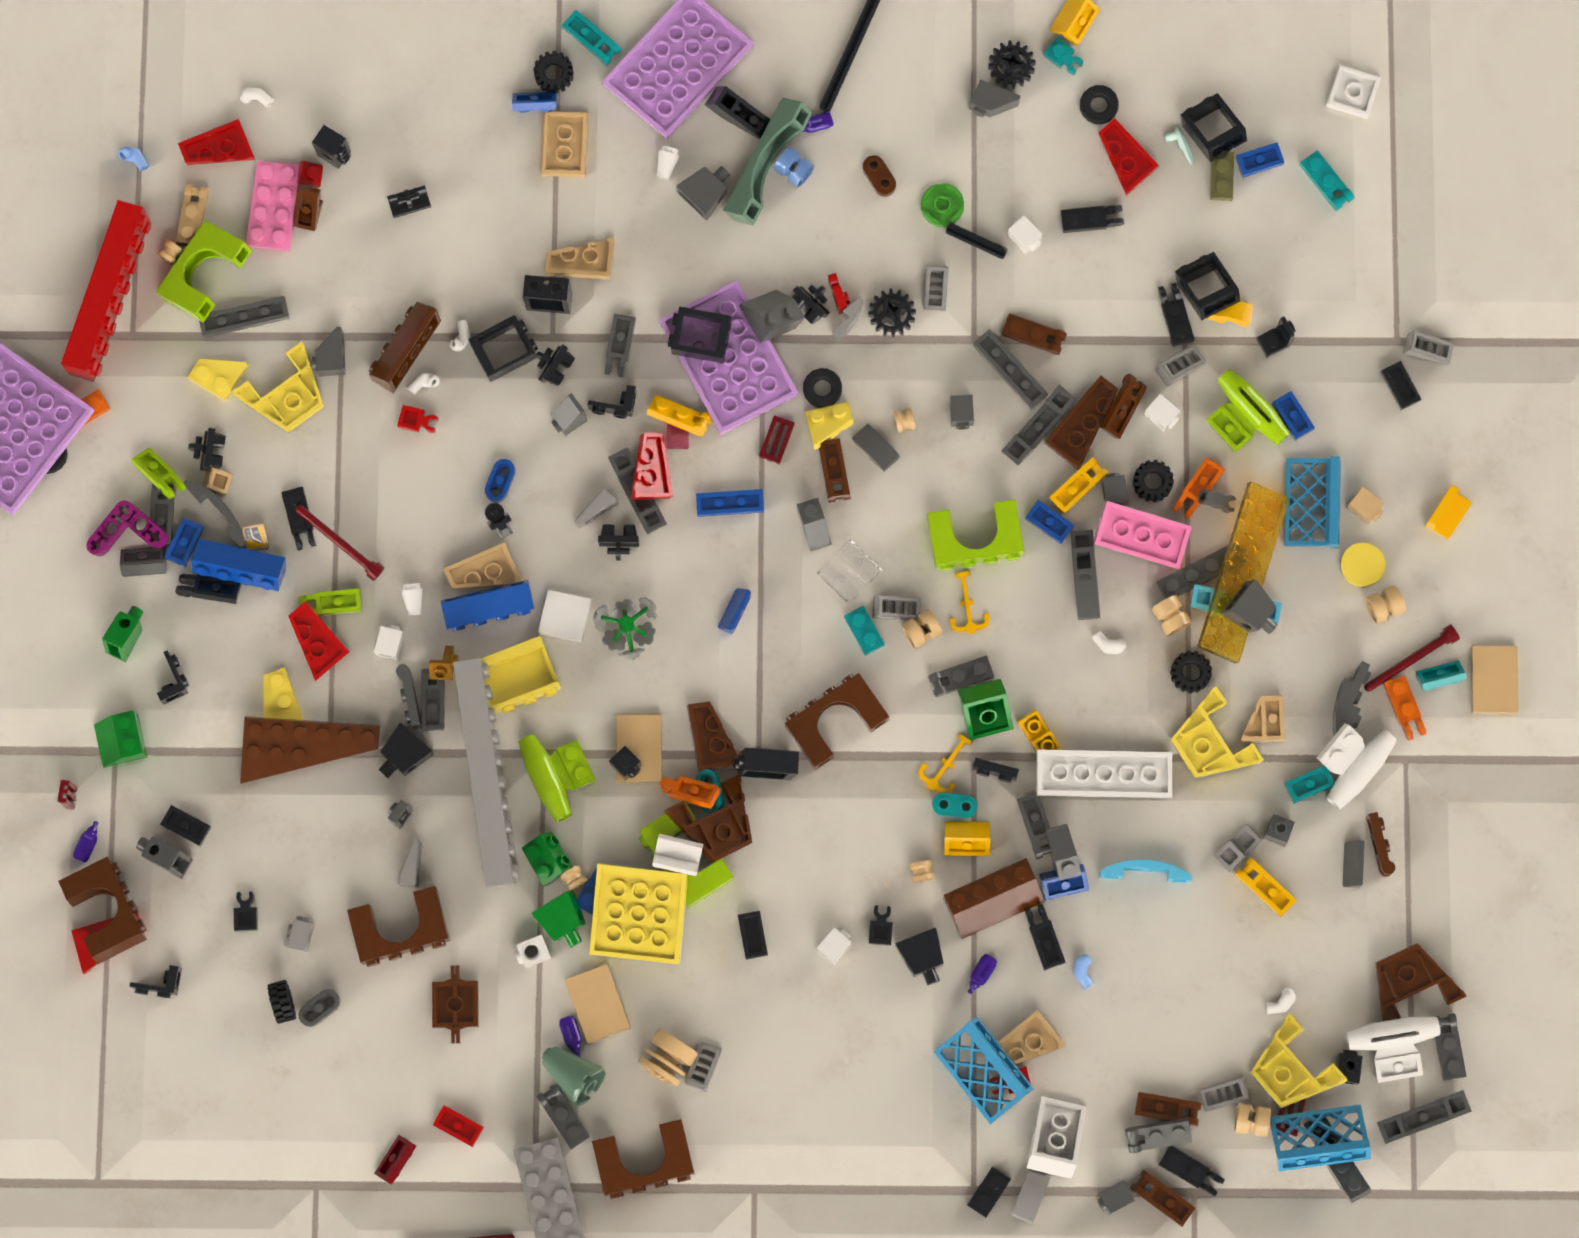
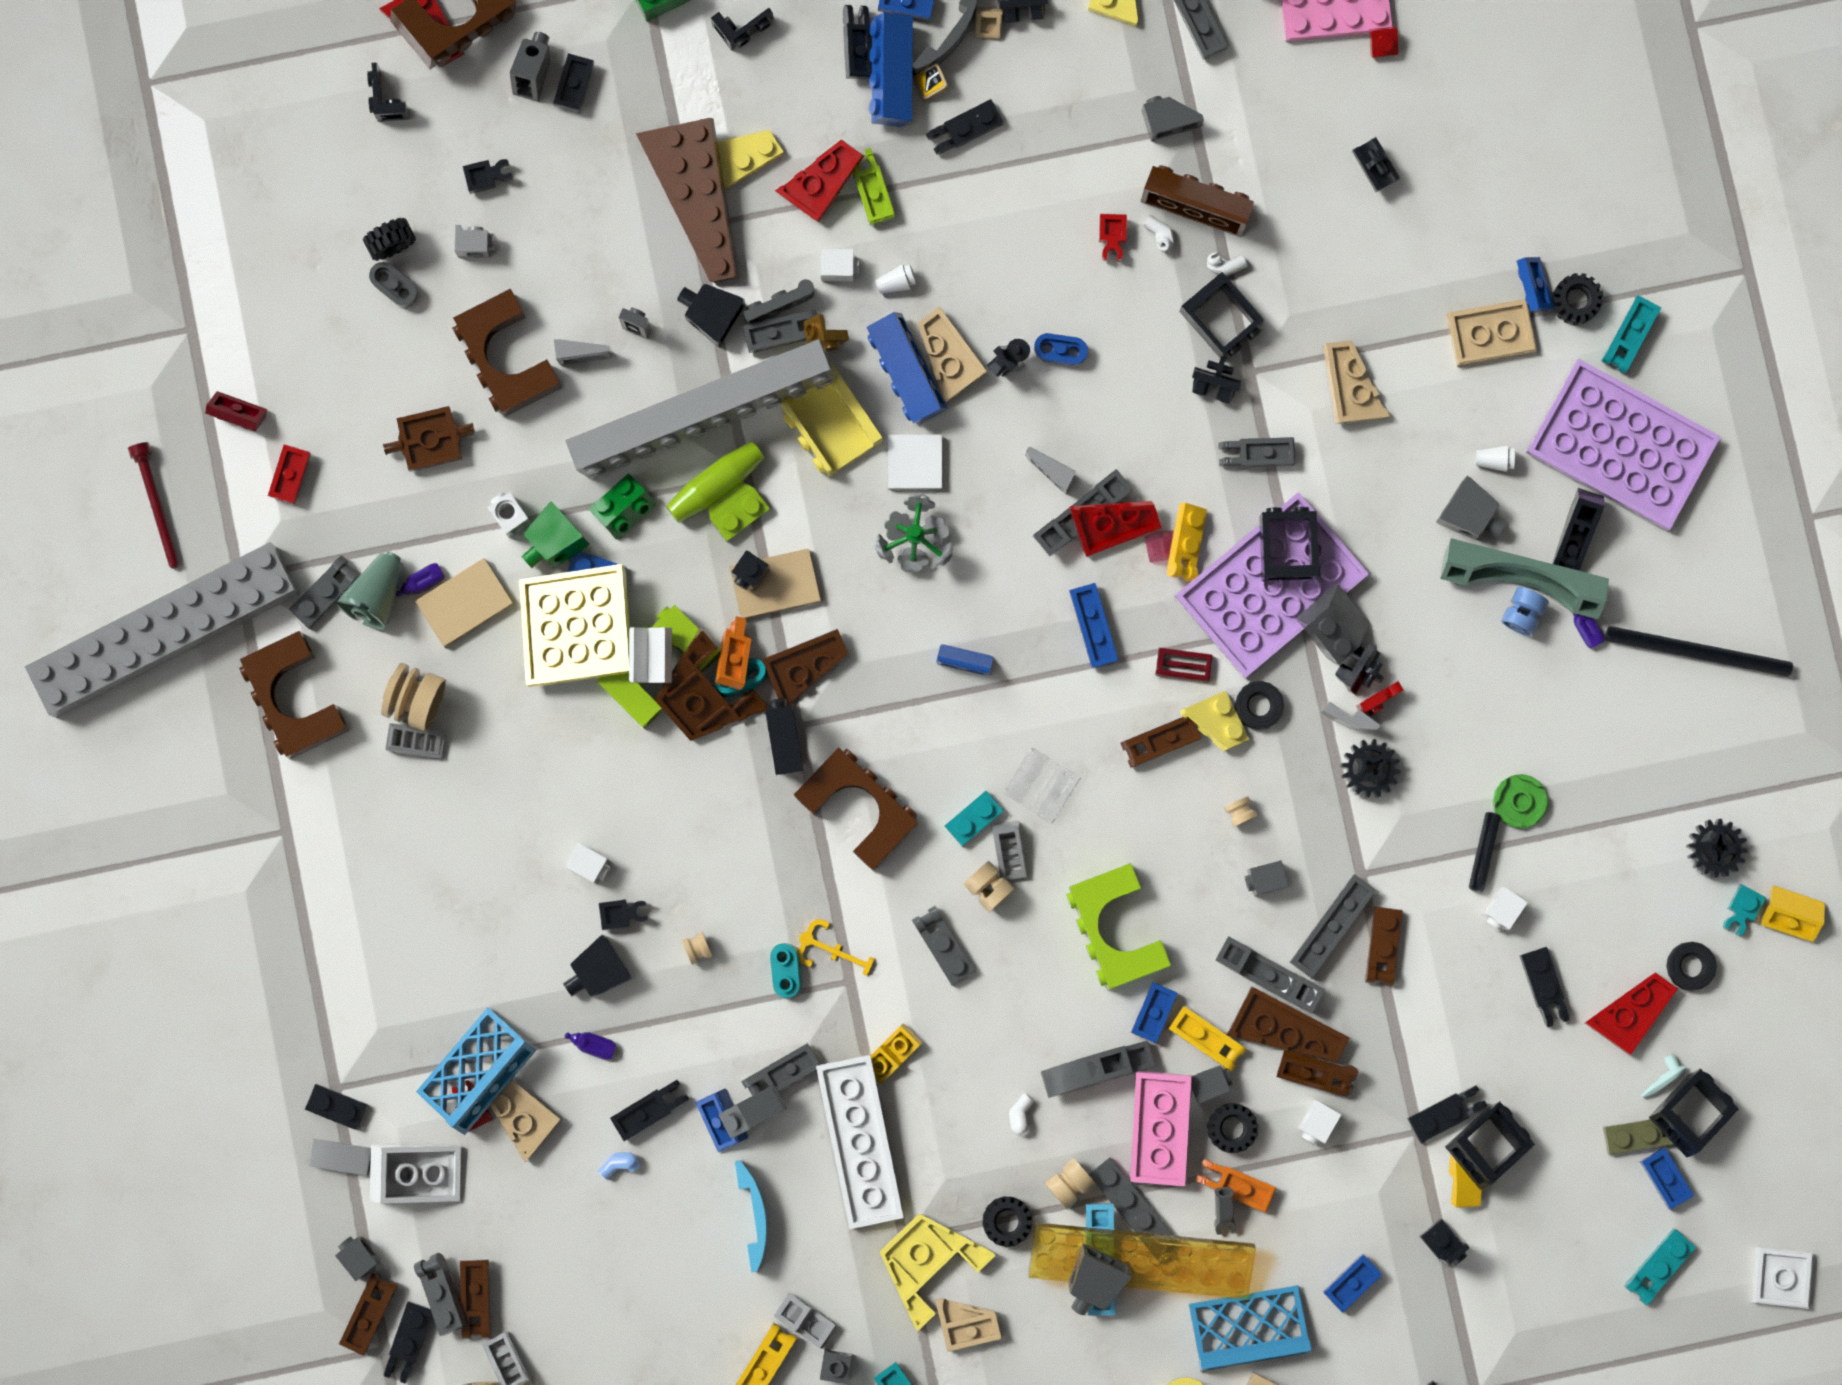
camera: 70 degrees right, 5 degrees up
(290, 401) = (1105, 86): light yellow wing -> none
(307, 207) = (1341, 48): reddish brown slope -> none
(331, 147) = (1421, 58): black brick -> none
(371, 568) = (922, 225): dark red piece -> none
(551, 298) = (1297, 360): black window -> none
(568, 415) = (1155, 410): slope -> none
(574, 878) = (604, 542): tan wheel -> none
(608, 539) = (1023, 515): black hips -> none
(627, 399) = (1192, 476): black bracket -> none
(752, 935) = (581, 765): black plate -> none
(814, 524) = (1088, 731): slope -> none
(876, 447) = (1200, 784): dark grey slope -> none
(878, 175) = (1539, 716): reddish brown plate -> none
(935, 269) = (1437, 809): light grey slope -> none
(967, 838) = (749, 993): yellow panel -> none
(970, 627) = (1005, 944): yellow piece -> none
(985, 709) = (908, 983): green slope -> none
(986, 768) = (835, 1021): black plate -> none
(992, 100) = (1665, 833): dark grey slope -> none
(993, 898) = (682, 1040): reddish brown slope -> none
(1170, 374) = (1367, 1119): light grey slope -> none
(1245, 414) = (1342, 1225): lime plate -> none

